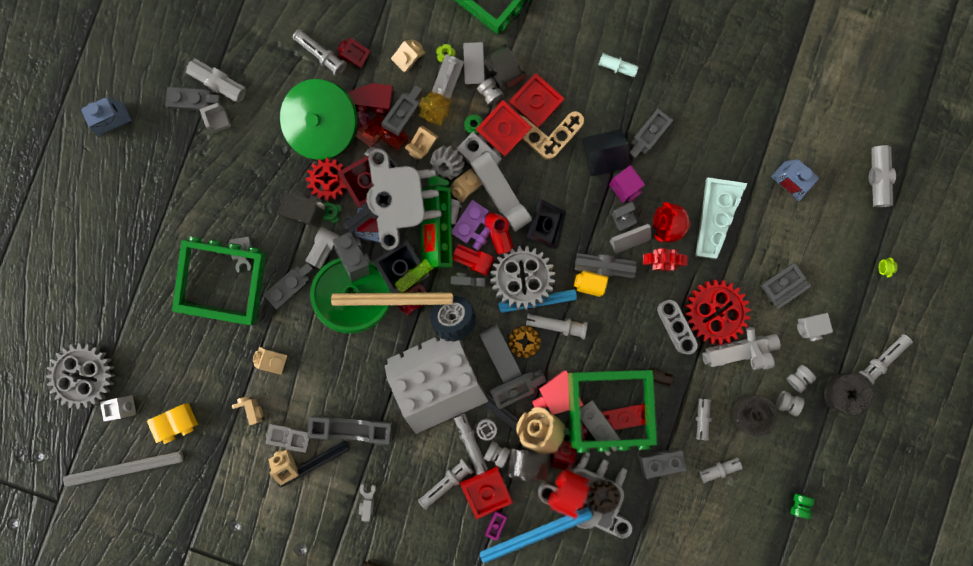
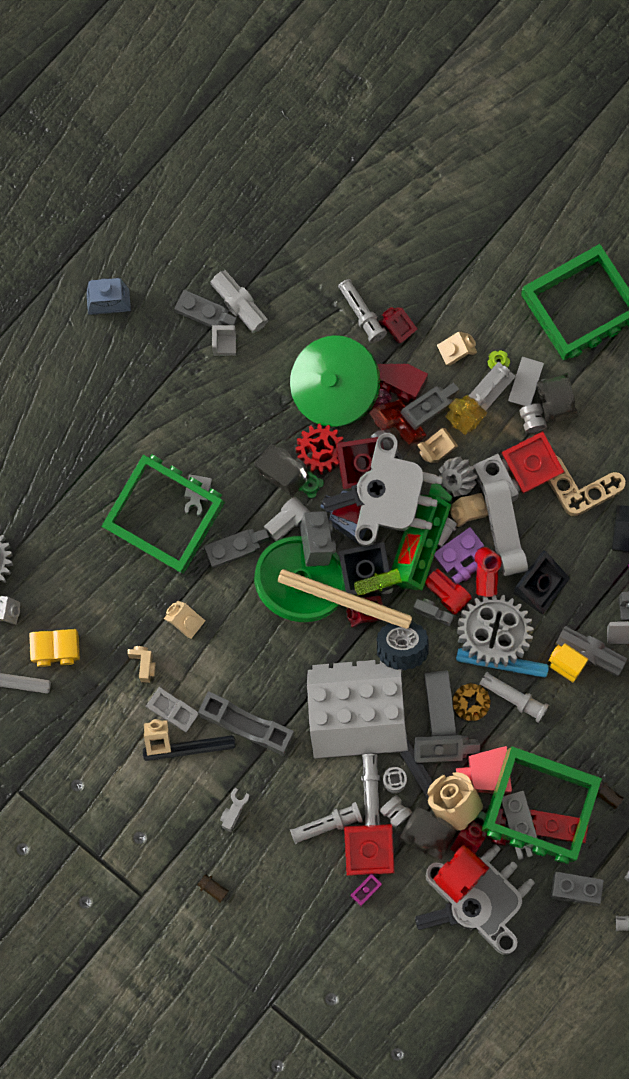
camera: 20 degrees right, 10 degrees down
(469, 119) = (500, 440): green plate -> none
(535, 535) = (407, 913): dark azure axle -> none
(536, 100) = (580, 446): red plate -> none
(601, 487) = (497, 909): dark brown gear -> none

